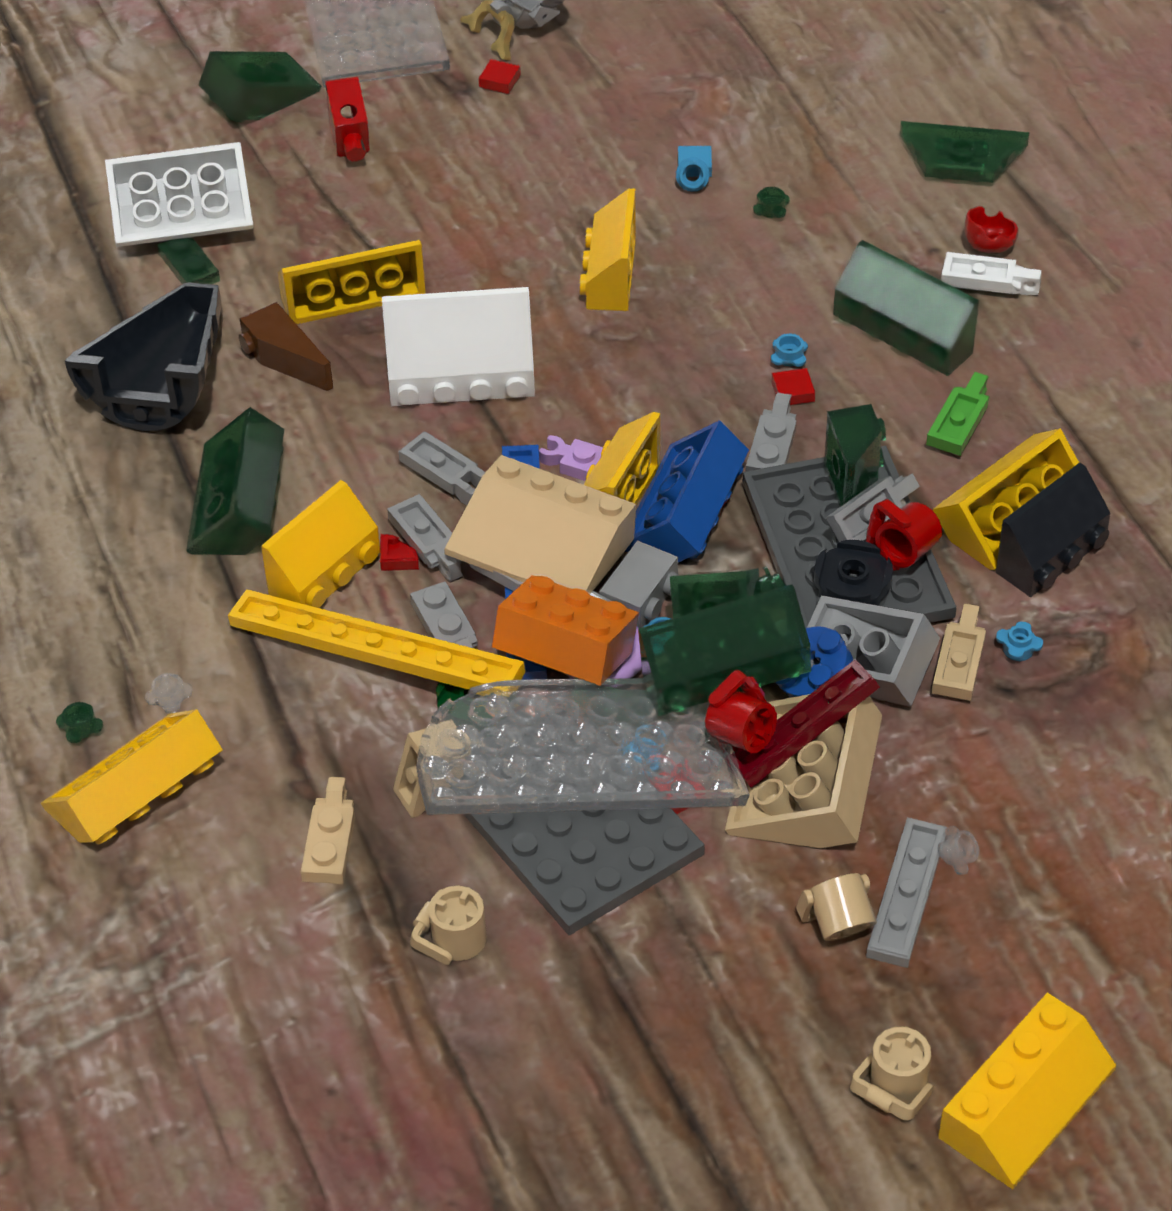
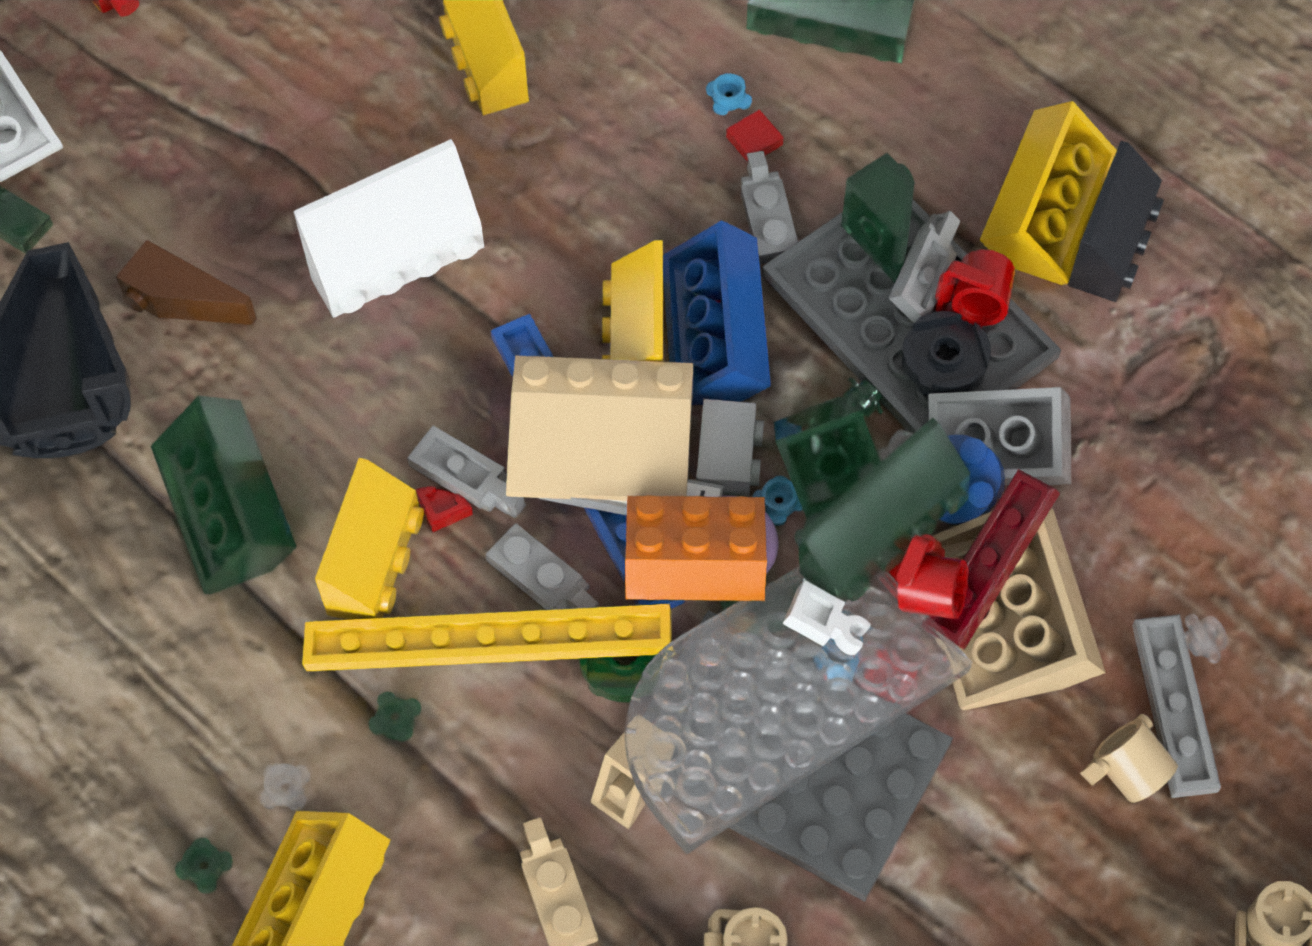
camera: 25 degrees left, 15 degrees up
(277, 677) = (395, 729): none -> clear green plate
(351, 281) = (215, 178): yellow slope -> none
(442, 465) = (442, 379): light grey hinge -> none
(573, 459) = (576, 312): lavender plate -> none
(638, 707) = (820, 618): none -> white plate
(960, 416) = (945, 112): bright green hinge -> none
(960, 656) = (1092, 404): tan hinge -> none
(1019, 641) = (1137, 373): dark azure plate -> none

